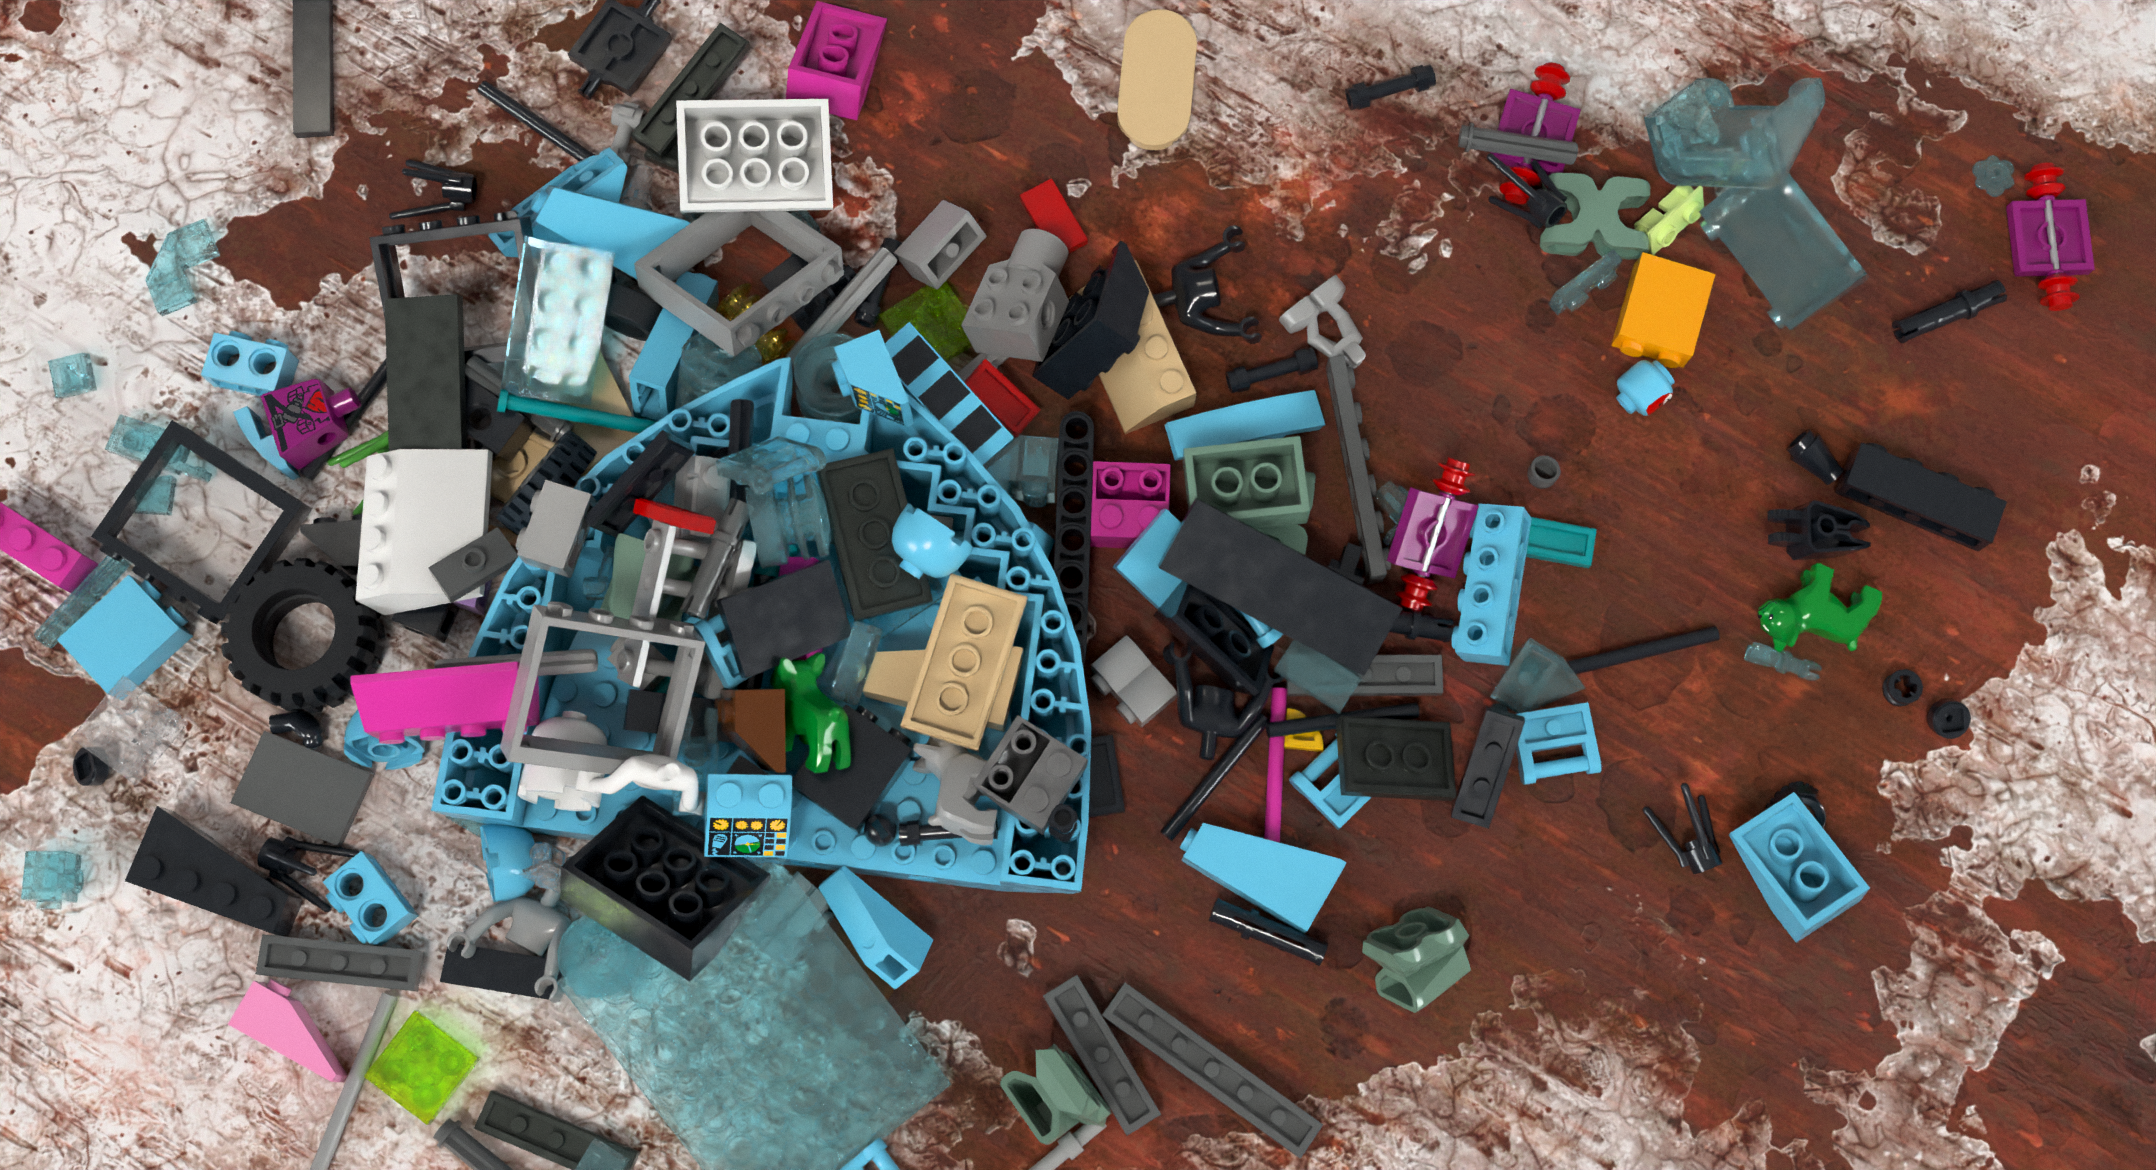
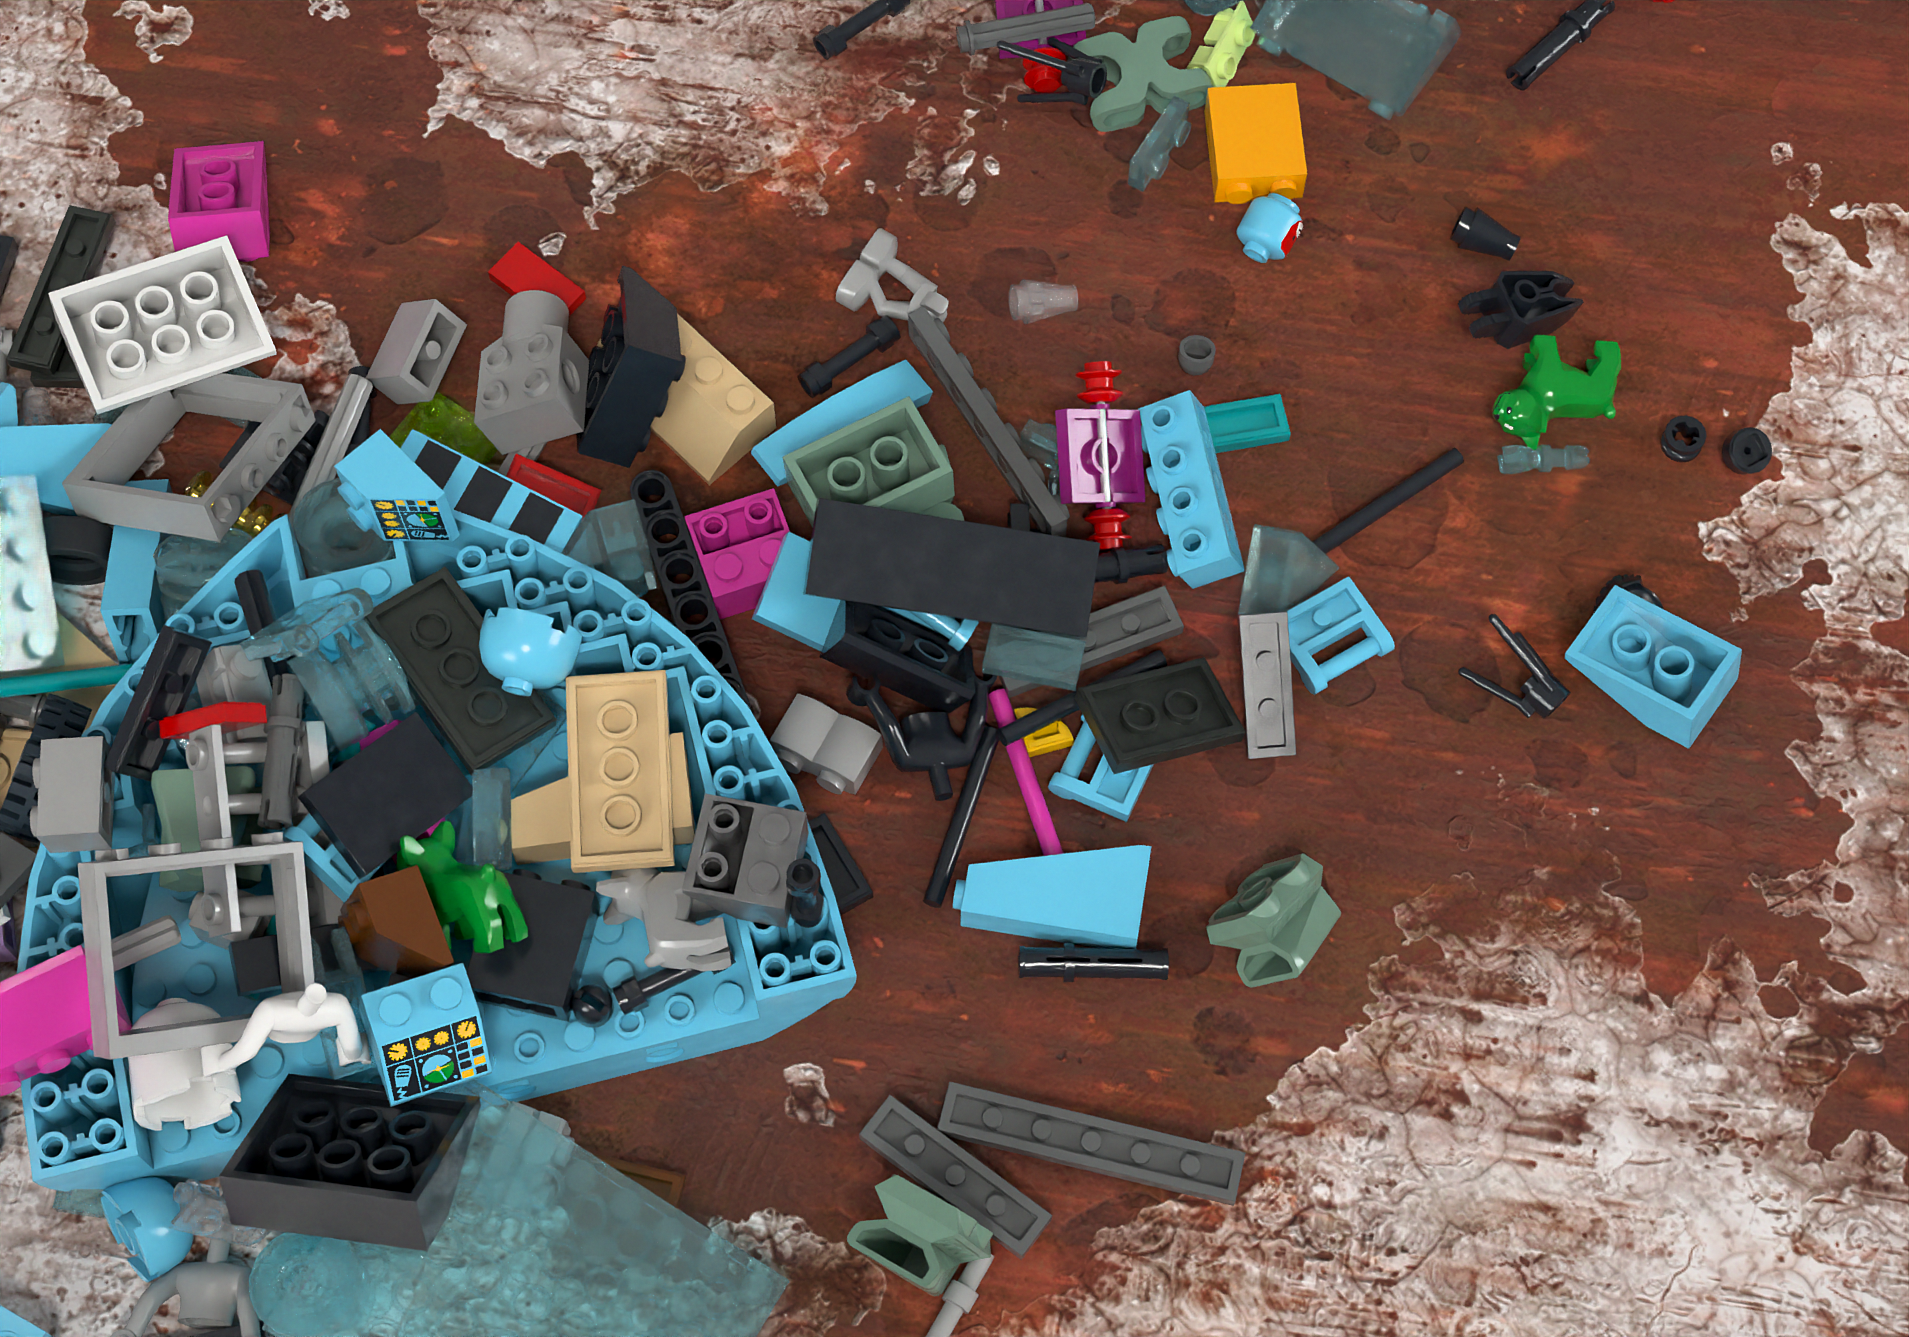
camera: 20 degrees left, 10 degrees down
(878, 931) = (628, 1128): medium azure slope -> none
(1157, 79) = (597, 100): tan tile -> none
(1198, 290) = (730, 300): black piece -> none
(1438, 380) = (1041, 300): none -> clear cone
(1921, 496) = (1614, 232): black brick -> none

